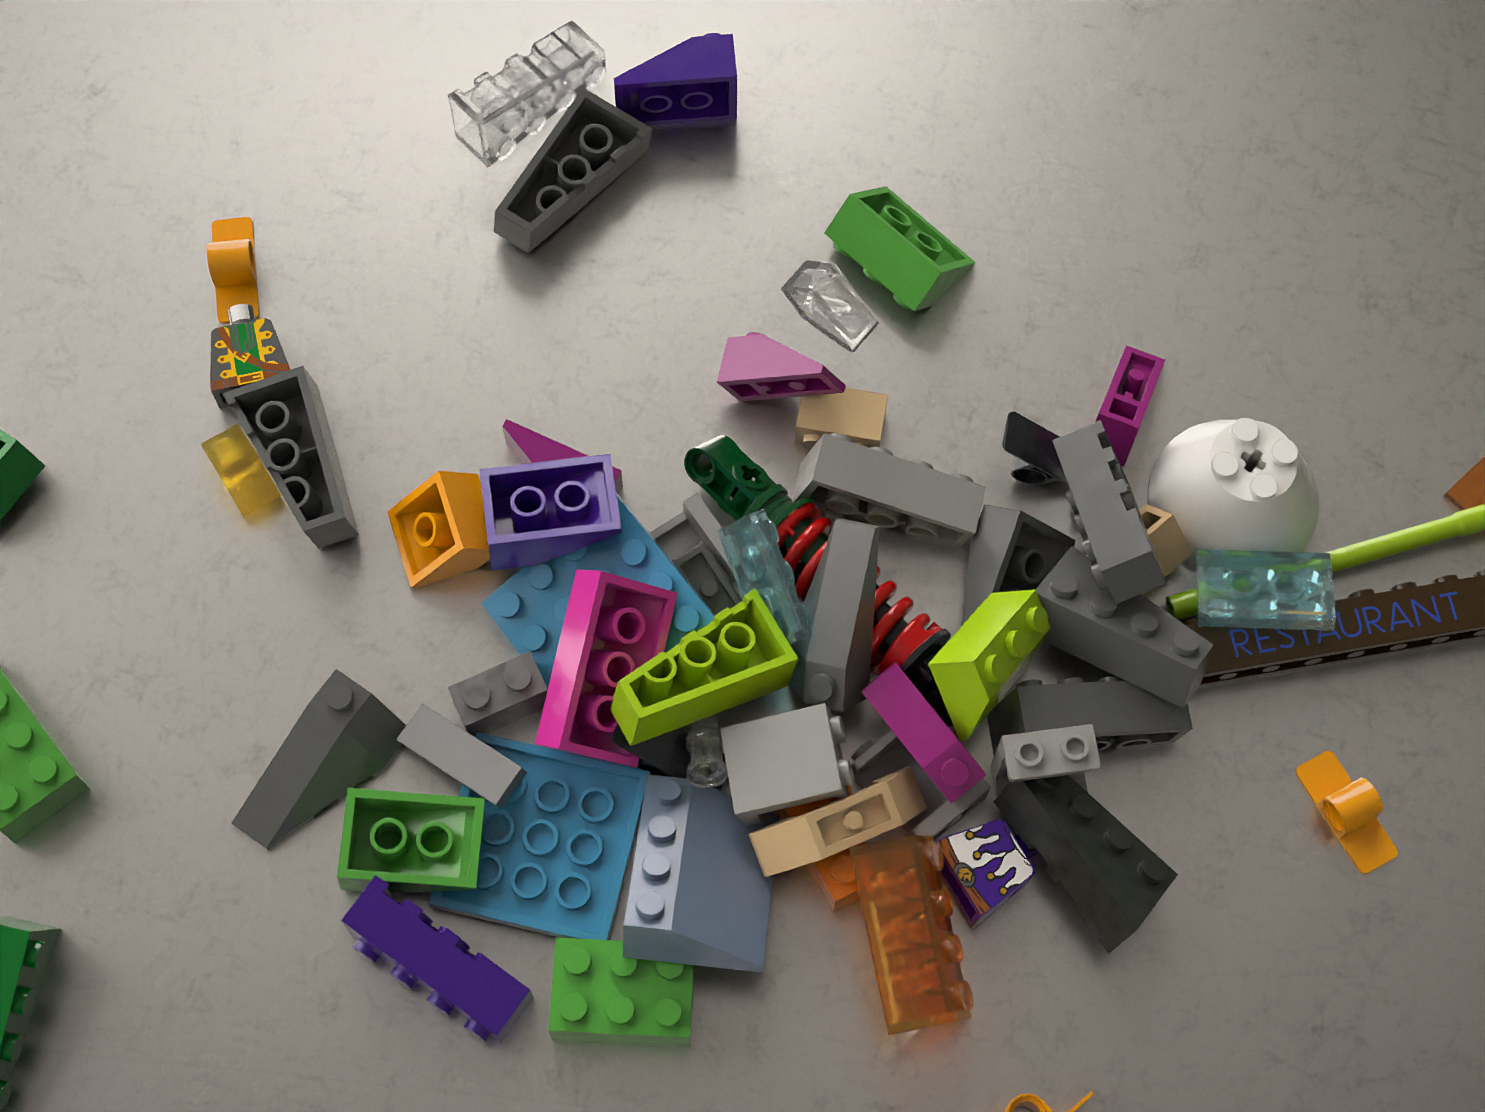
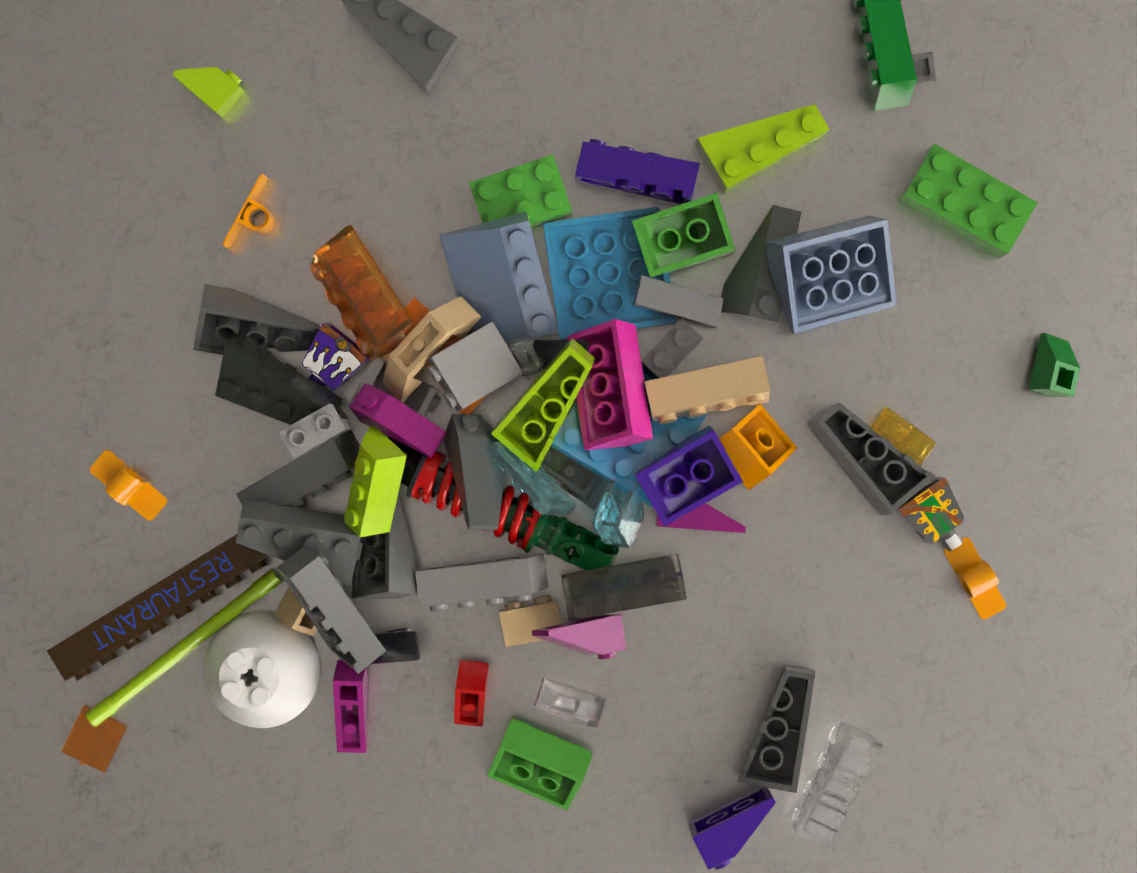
camera: 165 degrees right, 20 degrees up
(226, 710) = (833, 272): none -> sand blue slope
(247, 932) = (754, 147): none -> lime wedge
(471, 611) = (708, 390): none -> tan wedge
(665, 492) = (619, 513): none -> clear light blue torso
(698, 404) = (623, 587): none -> clear smoke slope
(955, 364) = (471, 693): none -> red slope
(1116, 989) = (229, 312): none -> dark grey wedge
(1264, 589) = (218, 602): clear light blue plate -> none

